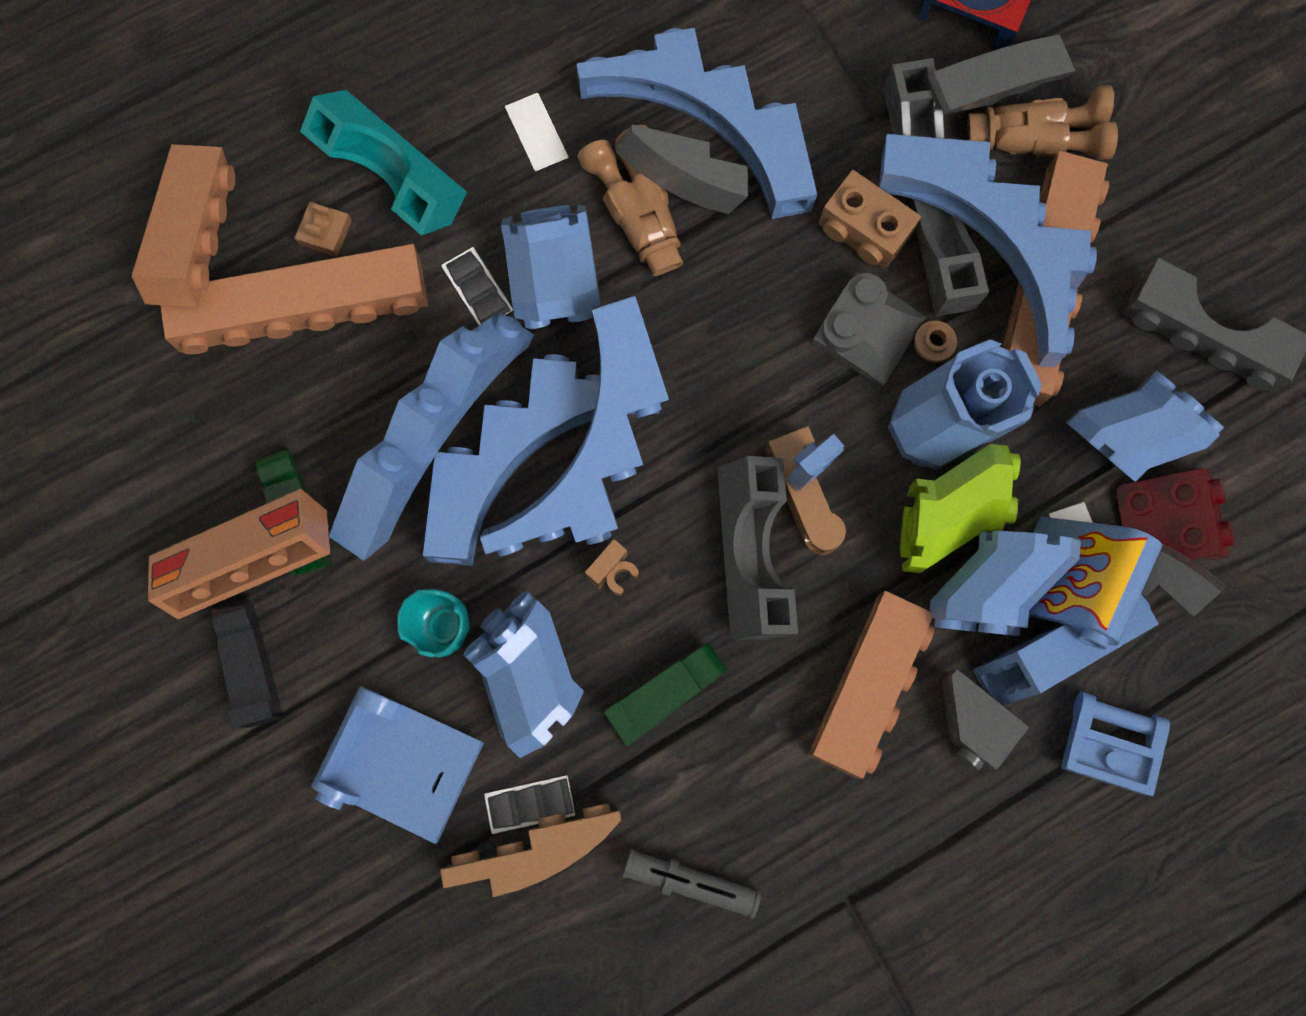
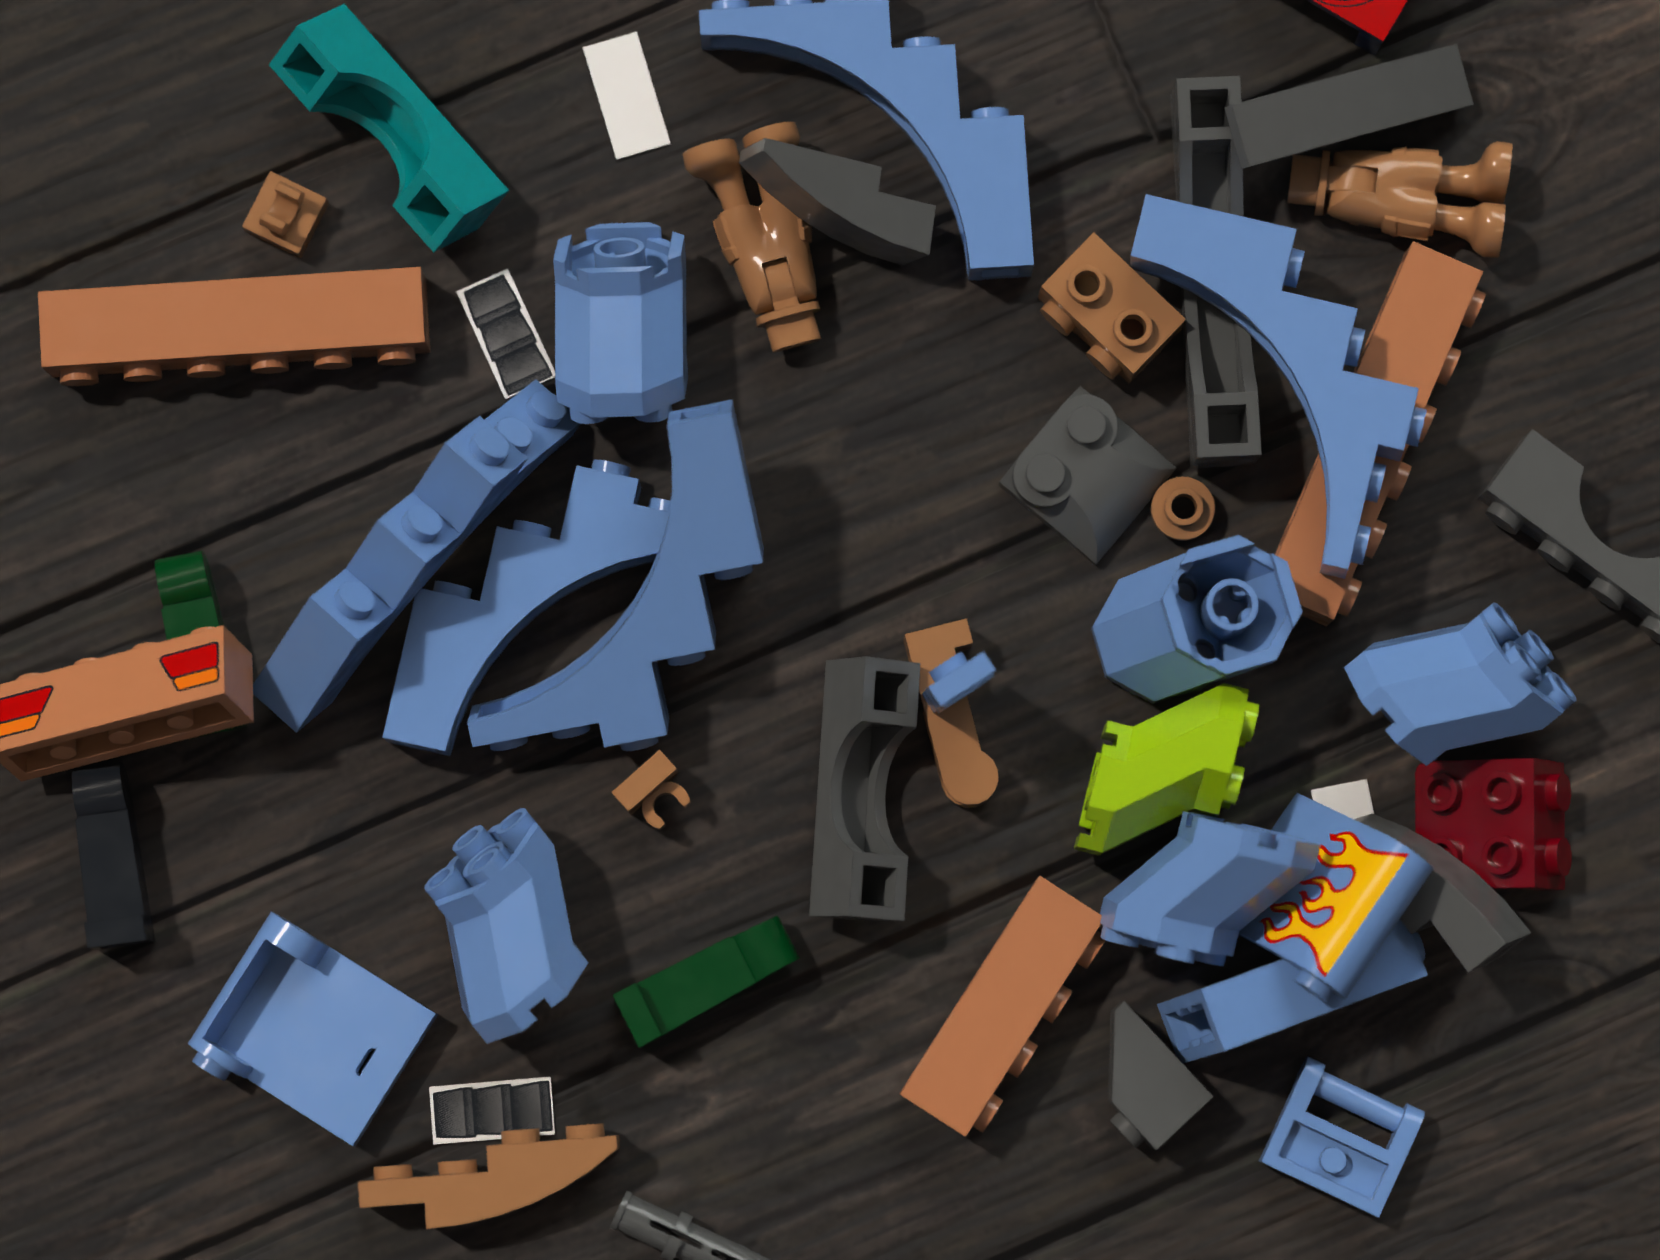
camera: 10 degrees right, 5 degrees up
(183, 226) = (86, 196): nougat brick -> none
(433, 622) = (386, 835): teal hair -> none

